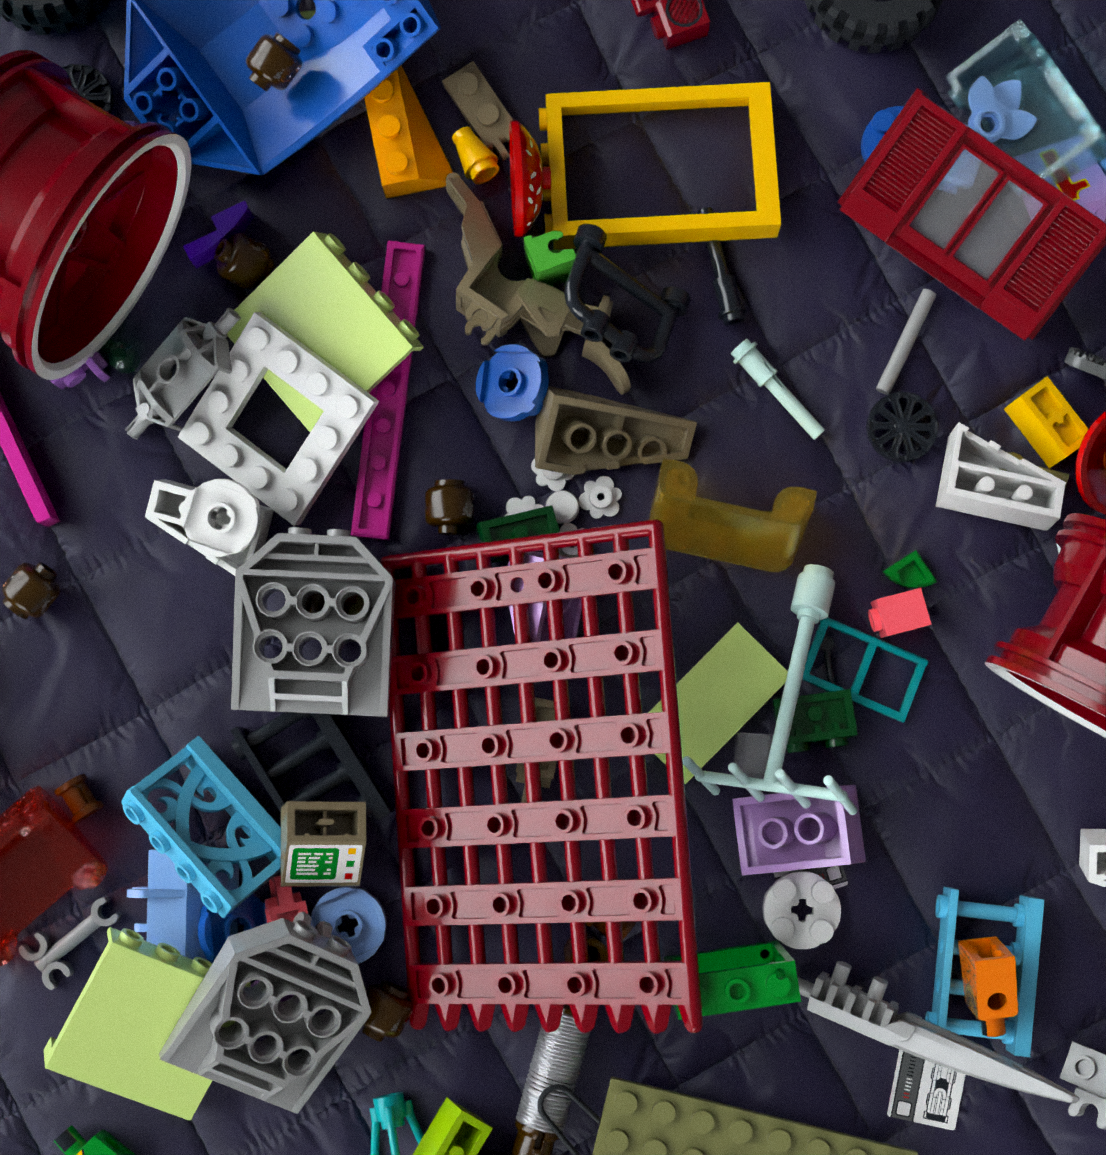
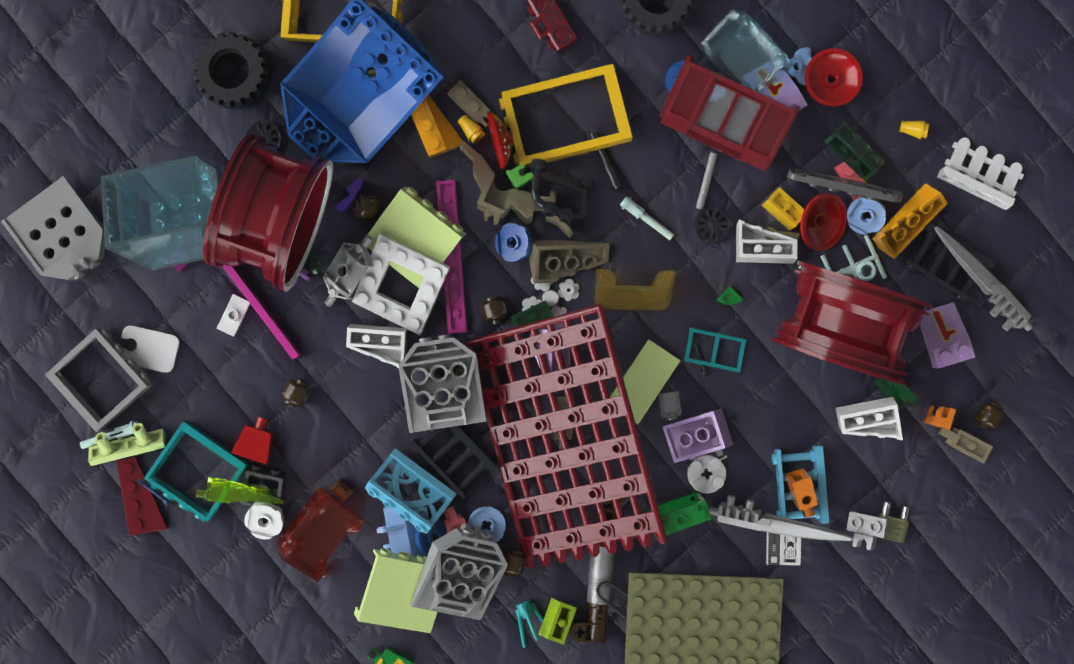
camera: 15 degrees left, 5 degrees up
(49, 956) = (343, 569): light grey bar -> none
(202, 529) = (376, 346): white plate -> none
(273, 62) = (361, 104): dark brown head -> none
(322, 843) = (467, 488): dark tan slope -> none
(810, 604) = (682, 323): light aqua piece -> none
(820, 719) = (694, 380): dark green bracket -> none
(899, 613) = (727, 319): coral brick -> none
(1000, 108) = (732, 53): light blue plate -> none

